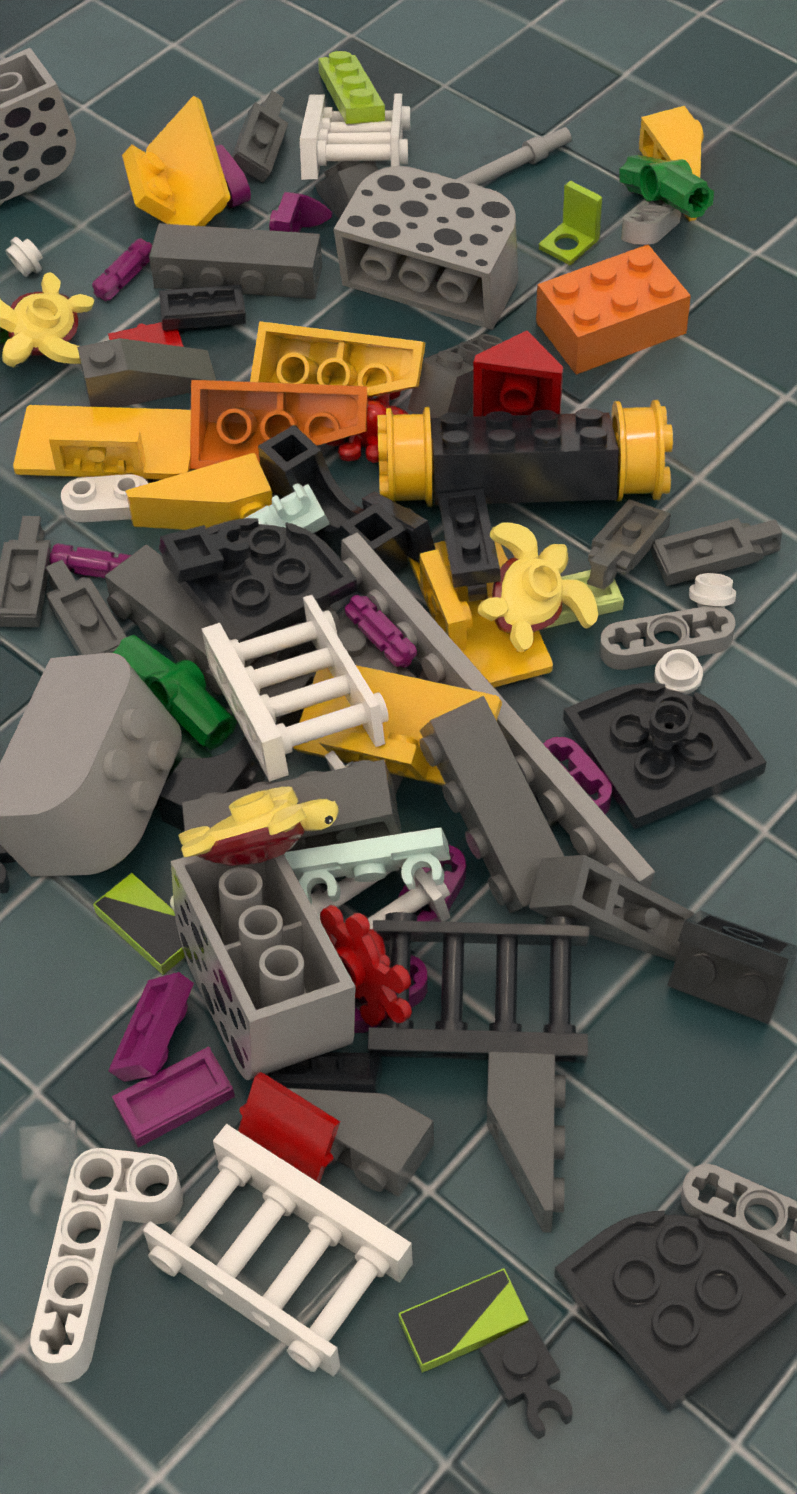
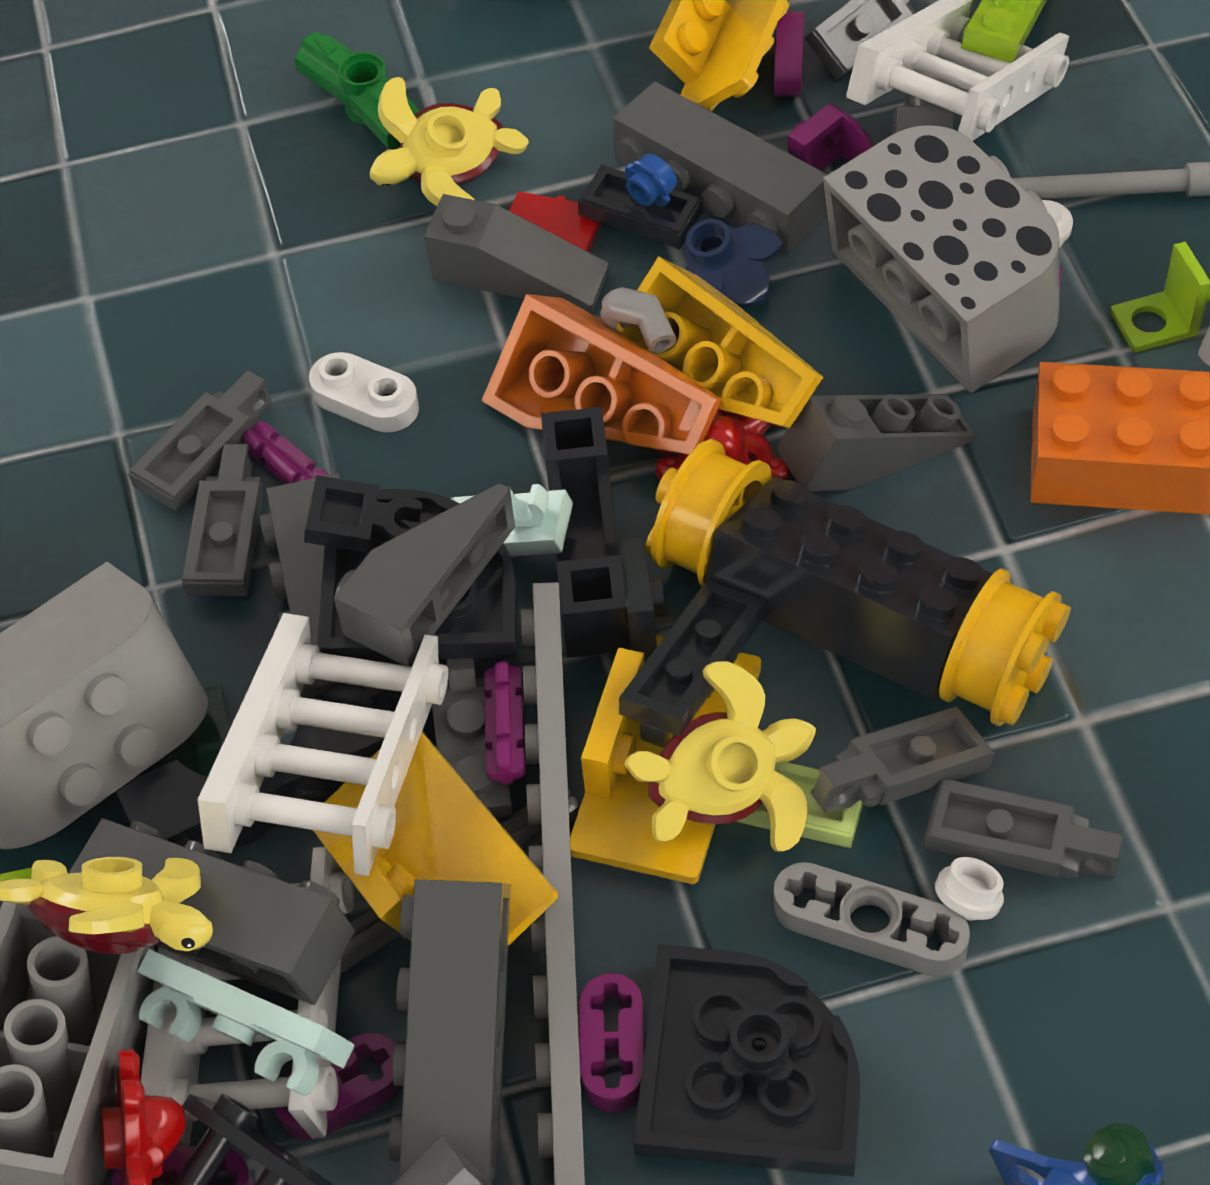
camera: 35 degrees right, 0 degrees up
(24, 256) = (493, 56): white plate -> none
(103, 442) = (408, 323): yellow bracket -> none
(122, 270) = (584, 121): magenta axle -> none
(181, 691) = (237, 642): green piece -> none
(202, 496) = (459, 445): yellow slope -> none
(206, 283) = (650, 180): none -> blue plate
(267, 359) = (639, 309): none -> light grey arm
(273, 568) = (422, 575): none -> dark grey slope
(289, 306) = (736, 263): none -> dark blue plate
(516, 378) = (911, 478): red slope -> none
(679, 671) = (846, 976): white plate -> none

